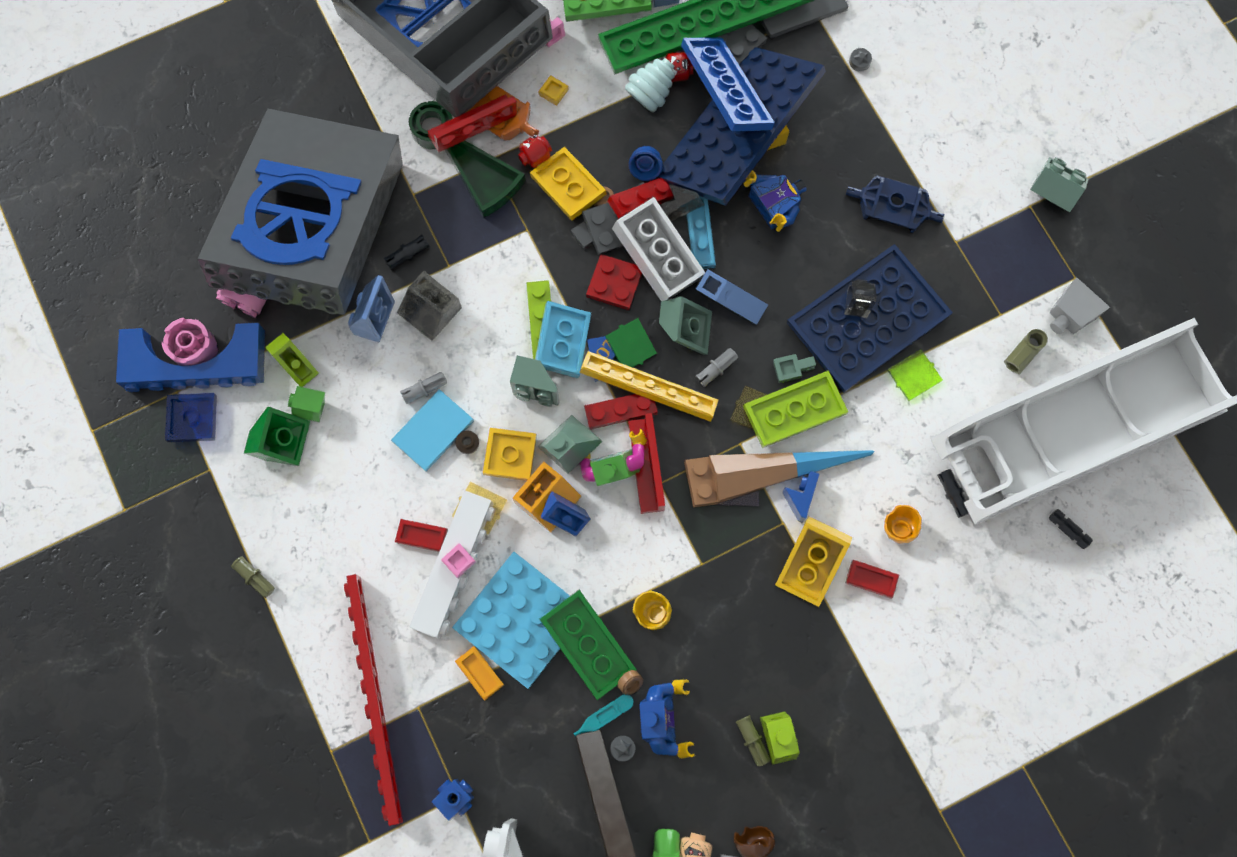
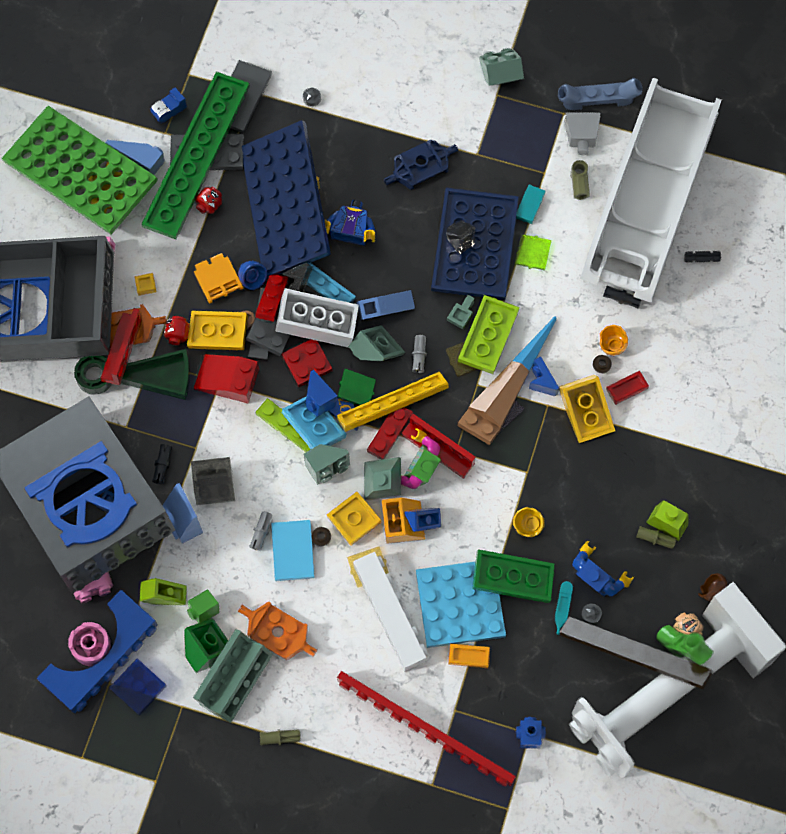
camera: 45 degrees left, 5 degrees down
(268, 486) = (232, 676): none -> sand green brick
(337, 469) = (266, 619): none -> orange plate
(420, 535) = (352, 615): red tile -> none
(458, 560) = (393, 602): bright pink tile -> none
(535, 231) = (227, 377): none -> red slope
(589, 319) = (319, 396): none -> blue slope
(615, 139) = (217, 278): none -> light orange plate
(630, 682) = (558, 574): medium nougat tile -> none
(651, 84) = (206, 224): light aqua piece -> none
(727, 84) = (256, 182): blue plate -> none
(865, 540) = (602, 369): none -> dark brown plate
(957, 330) = (530, 204): none -> teal tile
(1149, 307) = (620, 93): none -> sand blue plate

